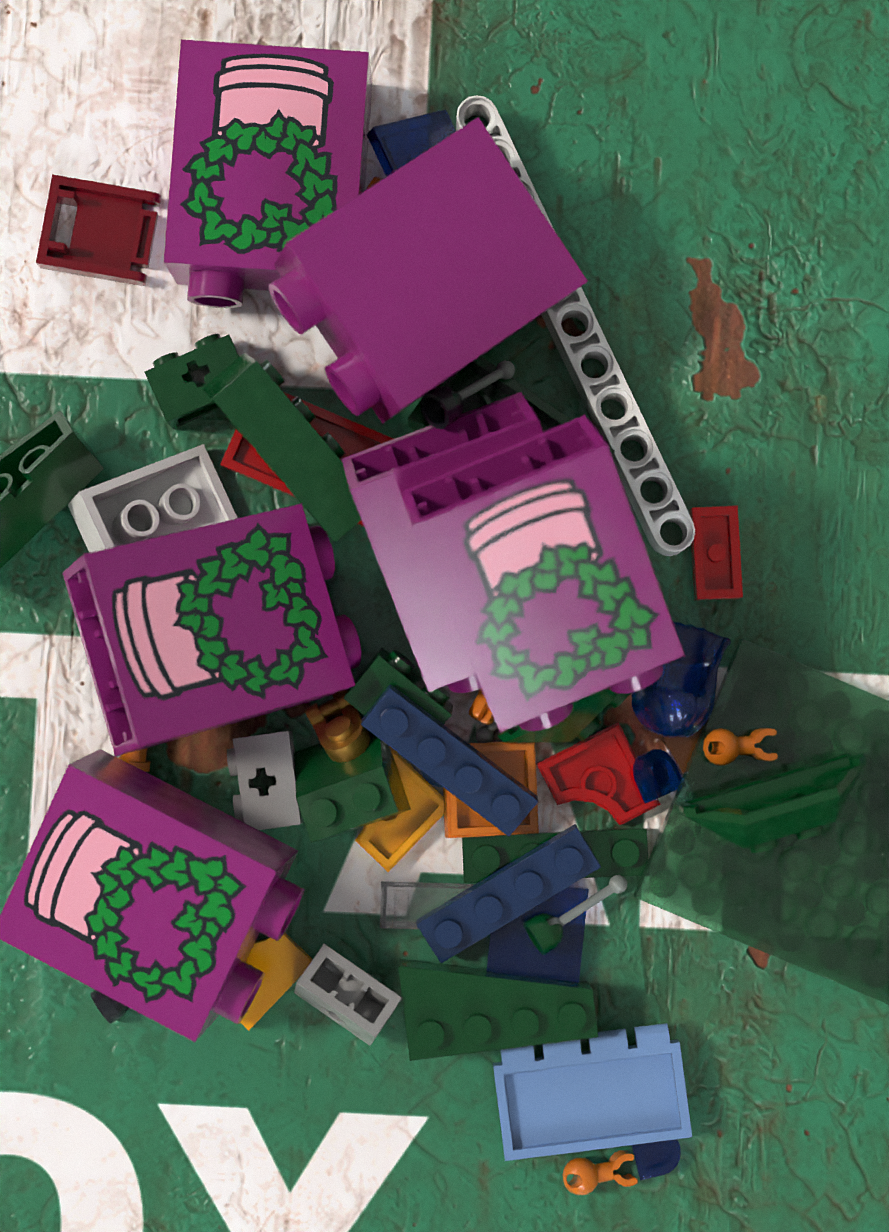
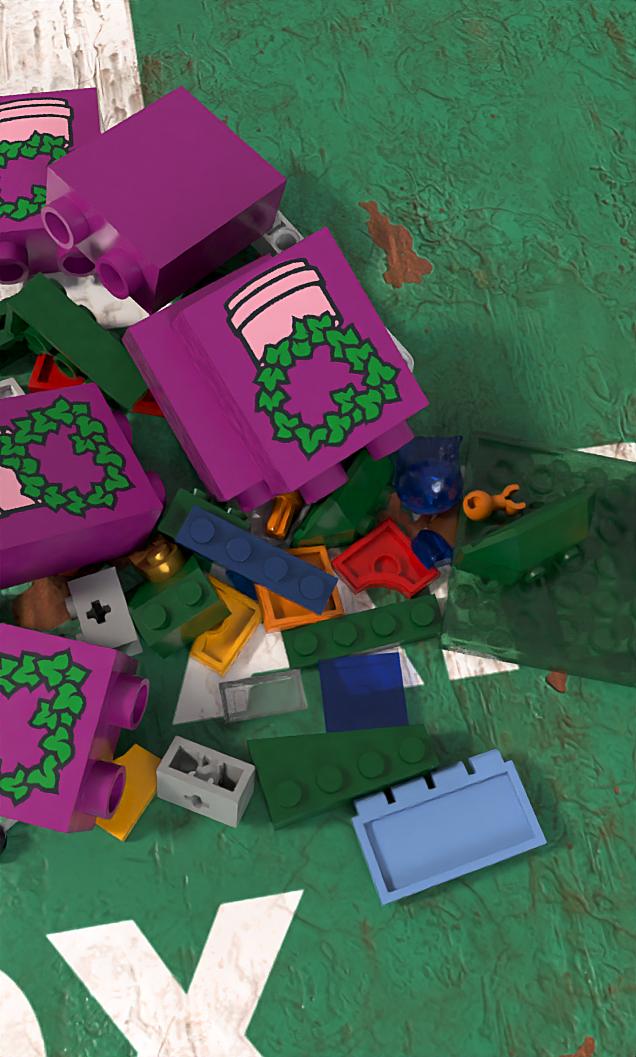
camera: 15 degrees left, 20 degrees down
(444, 406) = (195, 278): black hinge -> none
(508, 893) = (329, 665): dark blue plate -> none
(547, 930) = (371, 690): hinge -> none
(588, 1174) = (462, 906): orange arm -> none
(656, 1158) = (517, 874): clear blue tile -> none
(716, 553) = (435, 381): red plate -> none

